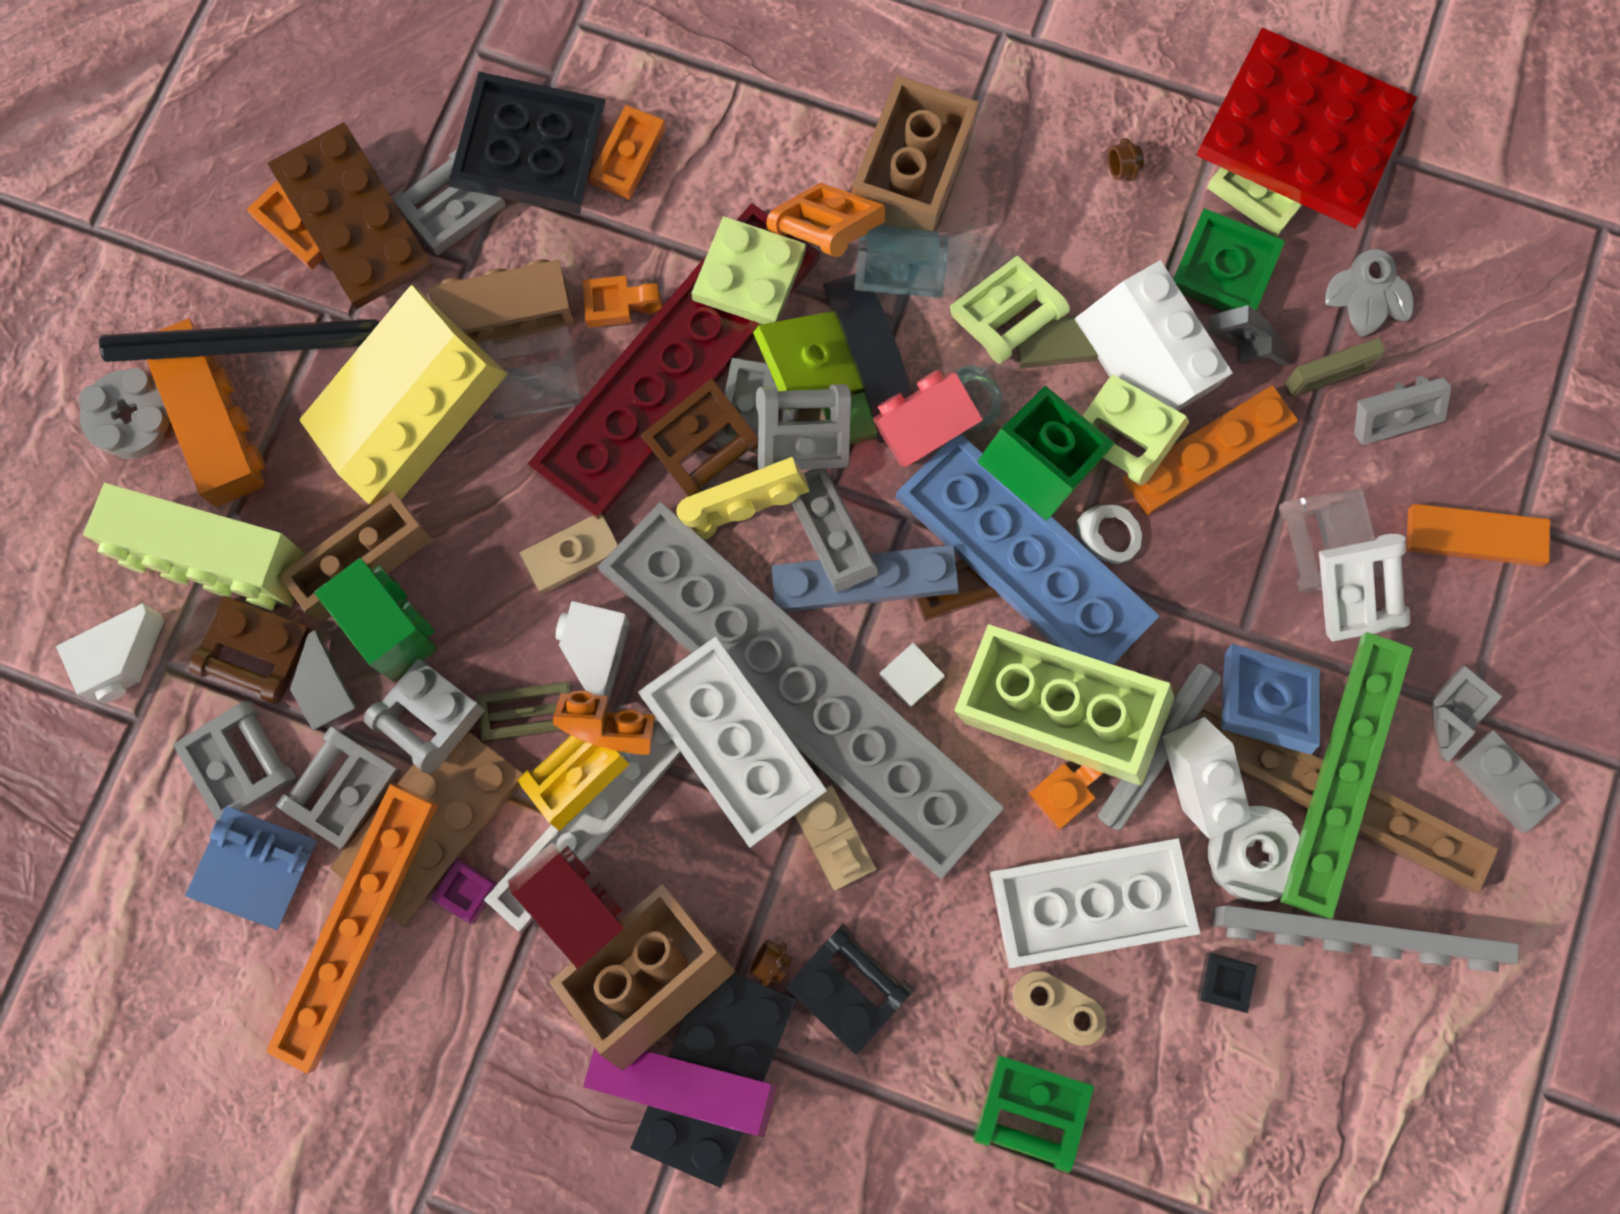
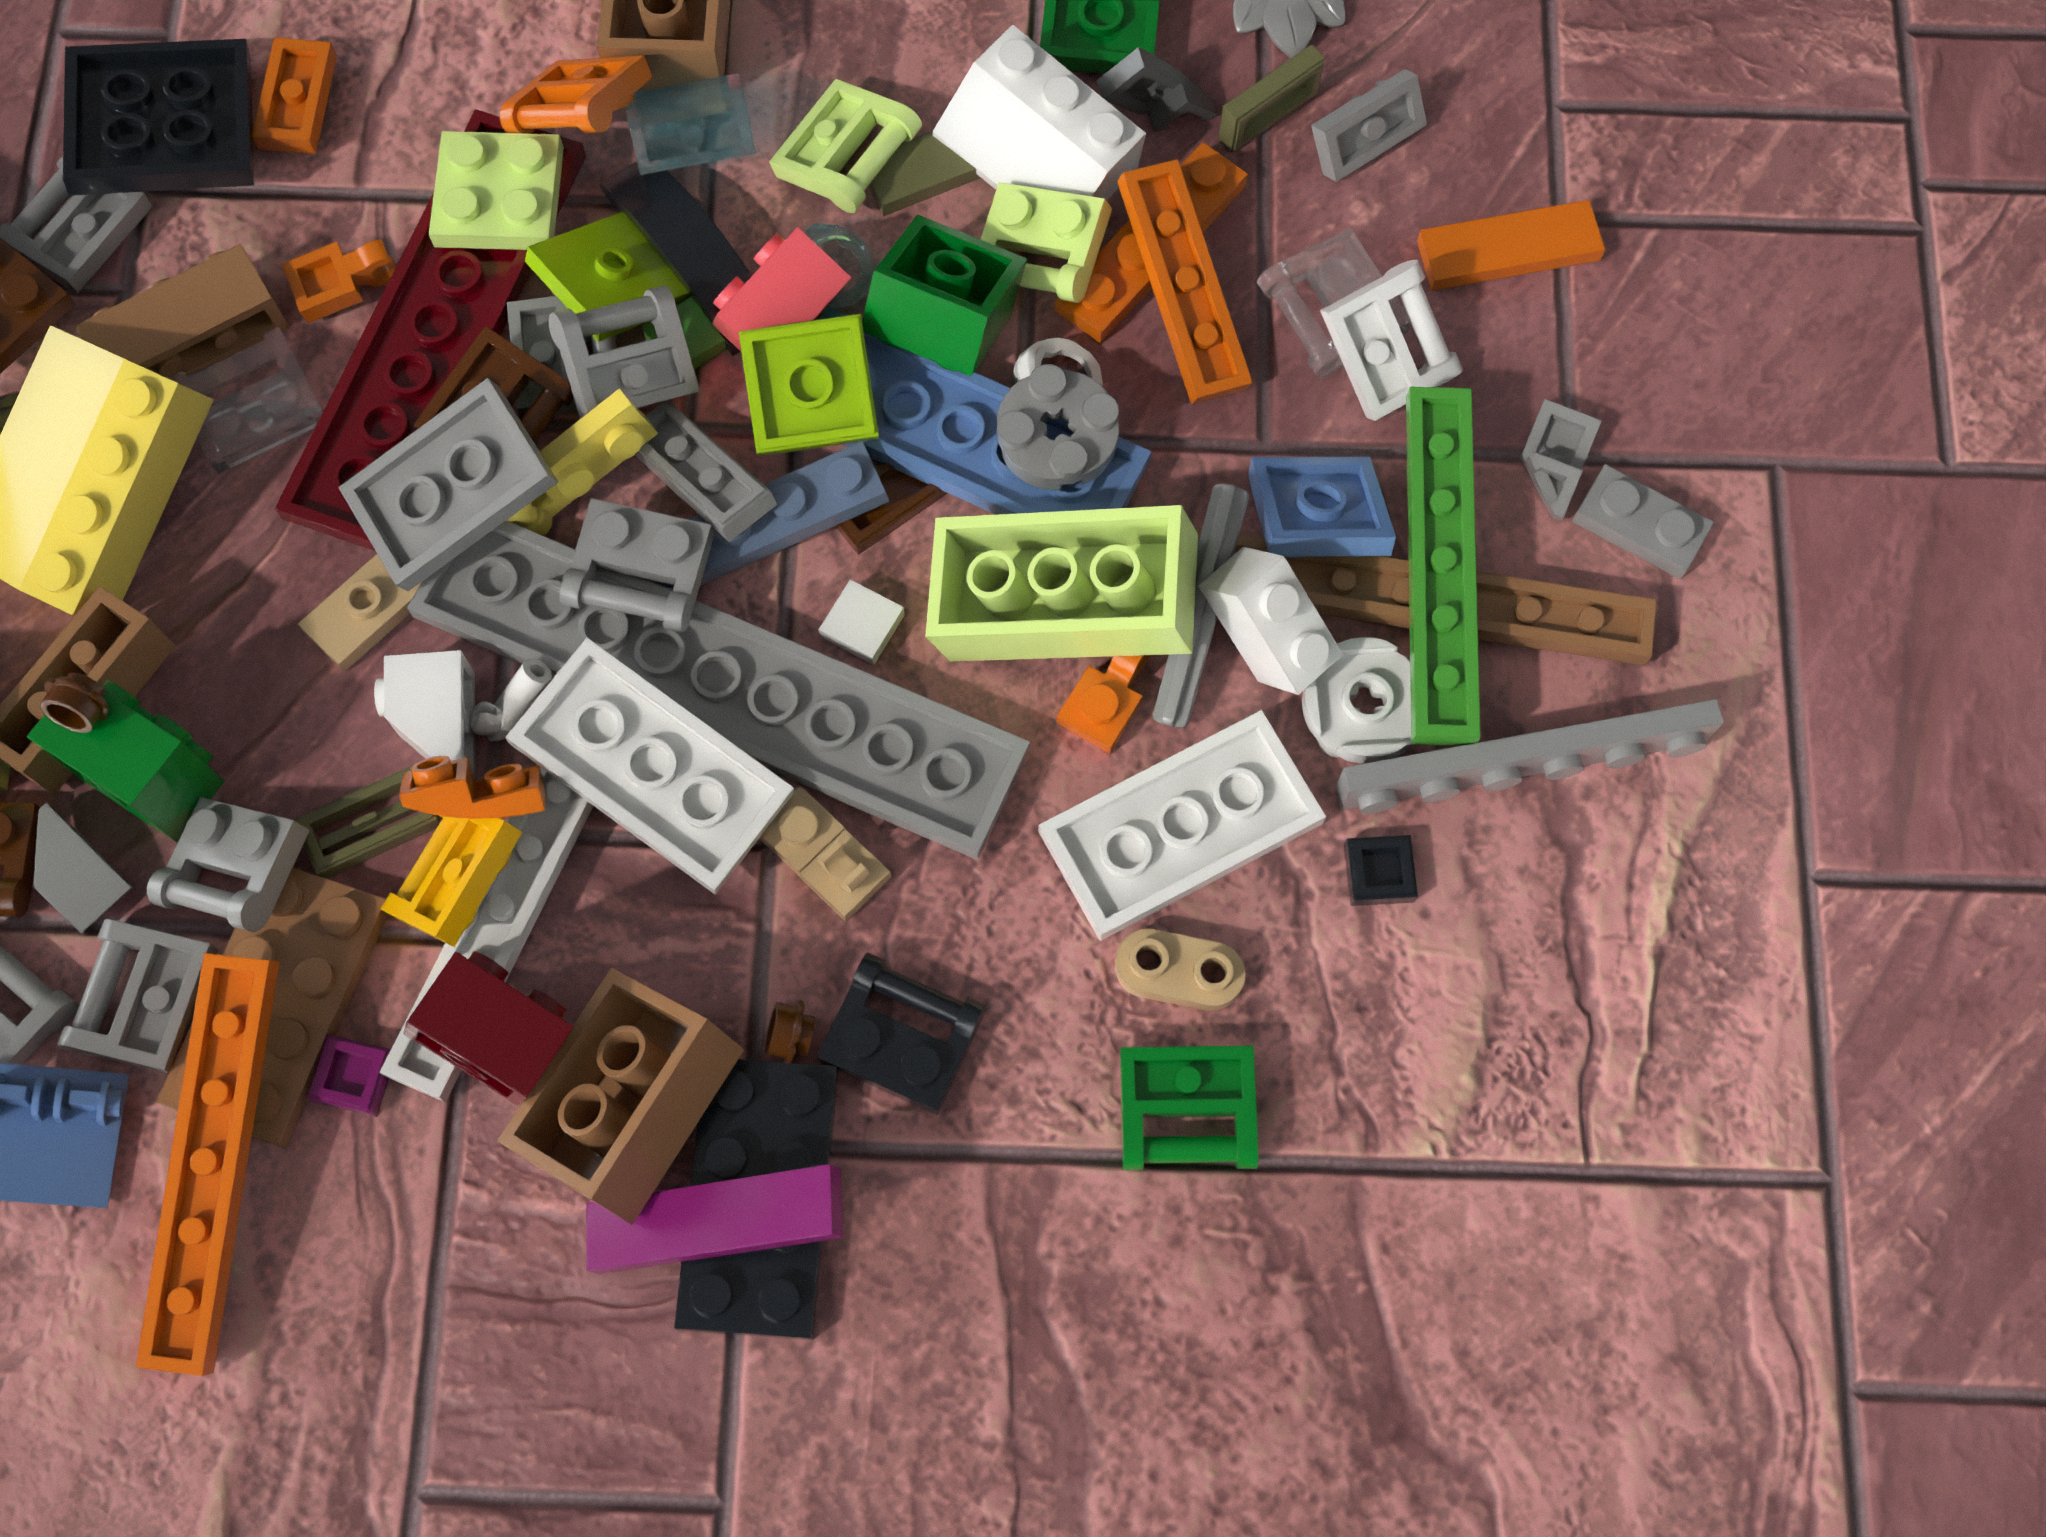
camera: 20 degrees left, 5 degrees down
(352, 581) = (74, 702): none -> reddish brown plate
(649, 659) = (523, 689): none -> white arm
(651, 490) = (447, 485): none -> light grey plate
(772, 575) = (643, 547): none -> light grey plate
(927, 492) = (808, 385): none -> lime plate
(1101, 553) = (1057, 395): none -> light grey plate
(1225, 494) = (1184, 281): none -> orange plate

